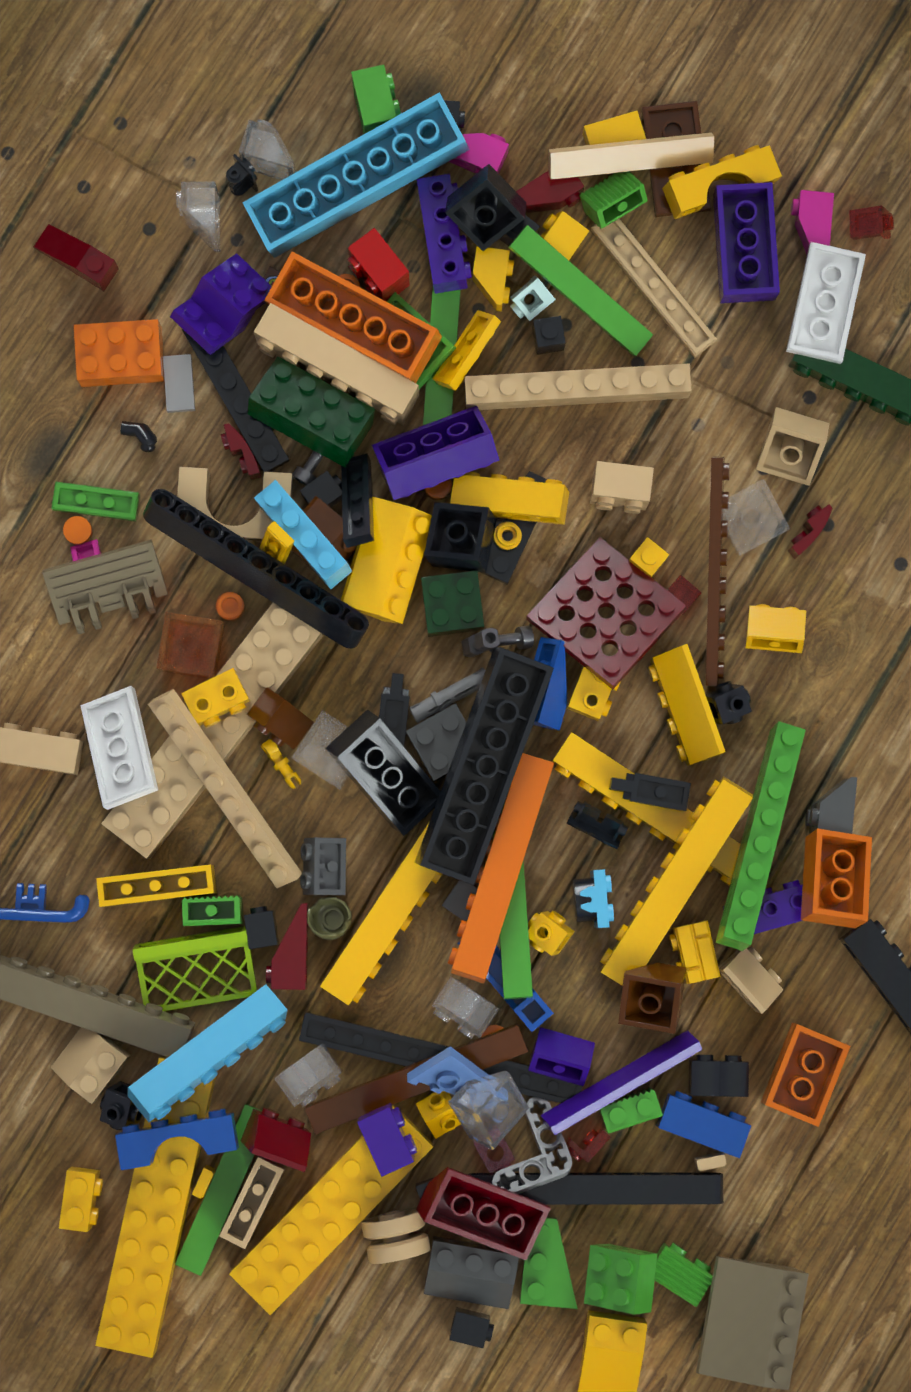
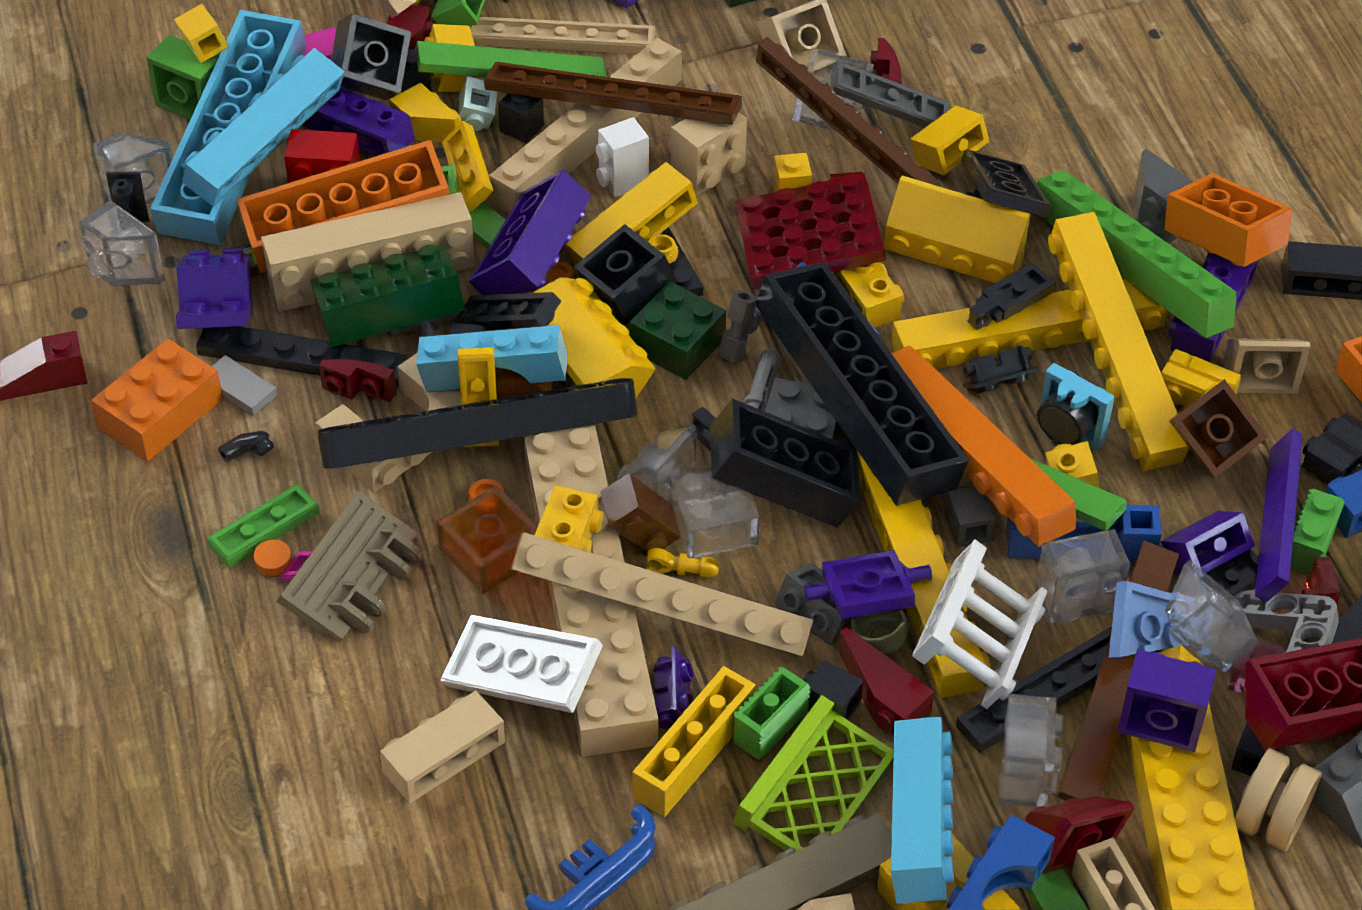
camera: 45 degrees left, 35 degrees down
(180, 849) = (675, 677): none -> dark purple hinge
(328, 692) = (667, 455): none -> clear slope
(345, 892) = (868, 584): none -> dark purple plate
(353, 961) = (948, 617): none -> white fence
(357, 211) = (262, 126): none -> medium azure brick
(391, 93) = (201, 33): none -> yellow brick
(560, 441) = (622, 156): none -> white brick
(596, 394) = (613, 93): none -> reddish brown tile
(754, 705) = (1005, 183): none -> black tile
(773, 561) = (886, 95): none -> dark grey plate

